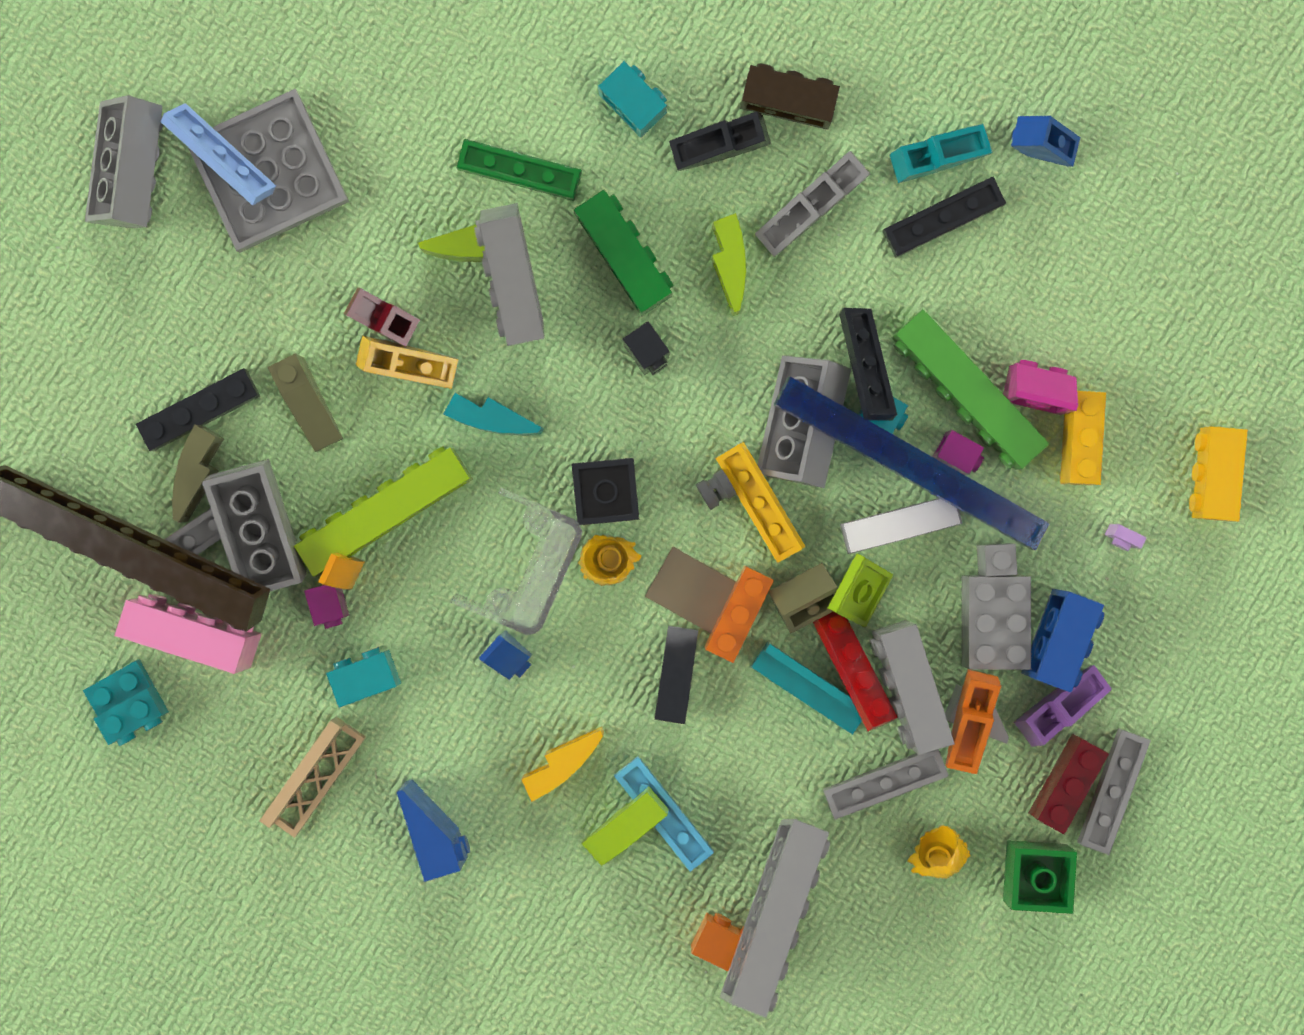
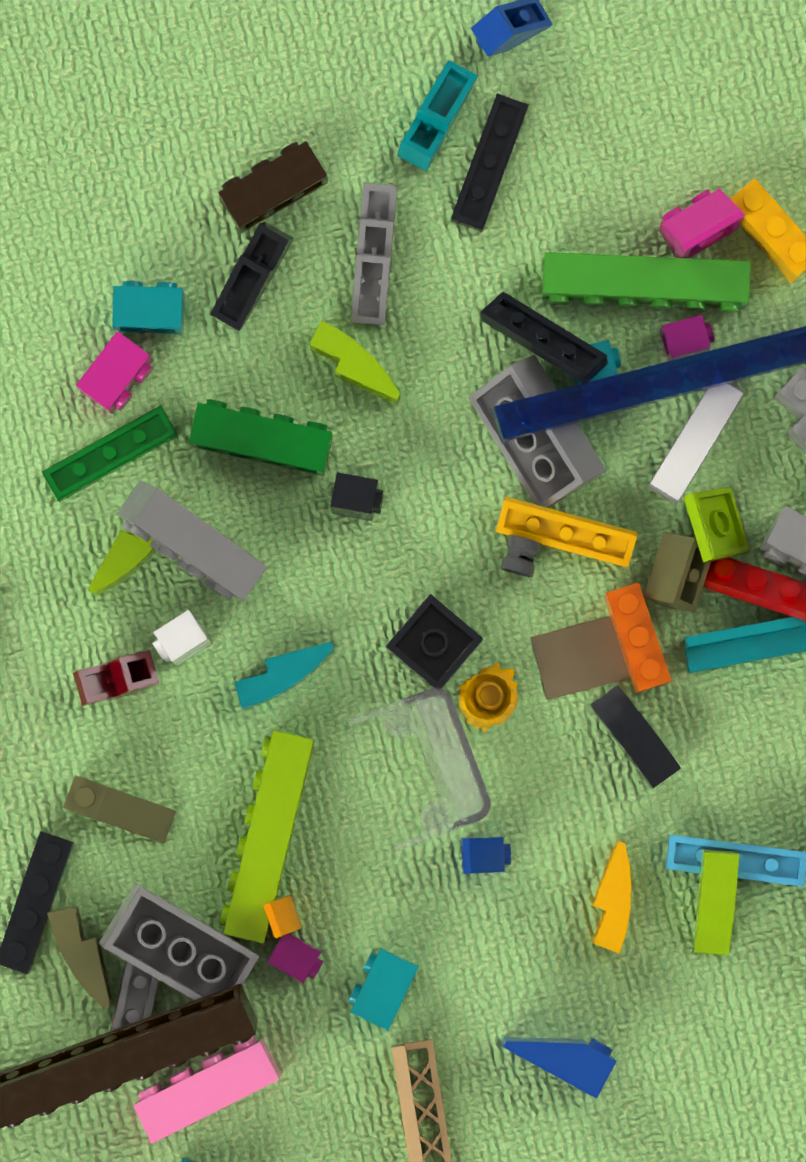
camera: 40 degrees left, 5 degrees down
(406, 362) = (169, 697): yellow slope -> none
(447, 331) = (180, 639): none -> white brick
(571, 120) = (115, 373): none -> dark pink brick

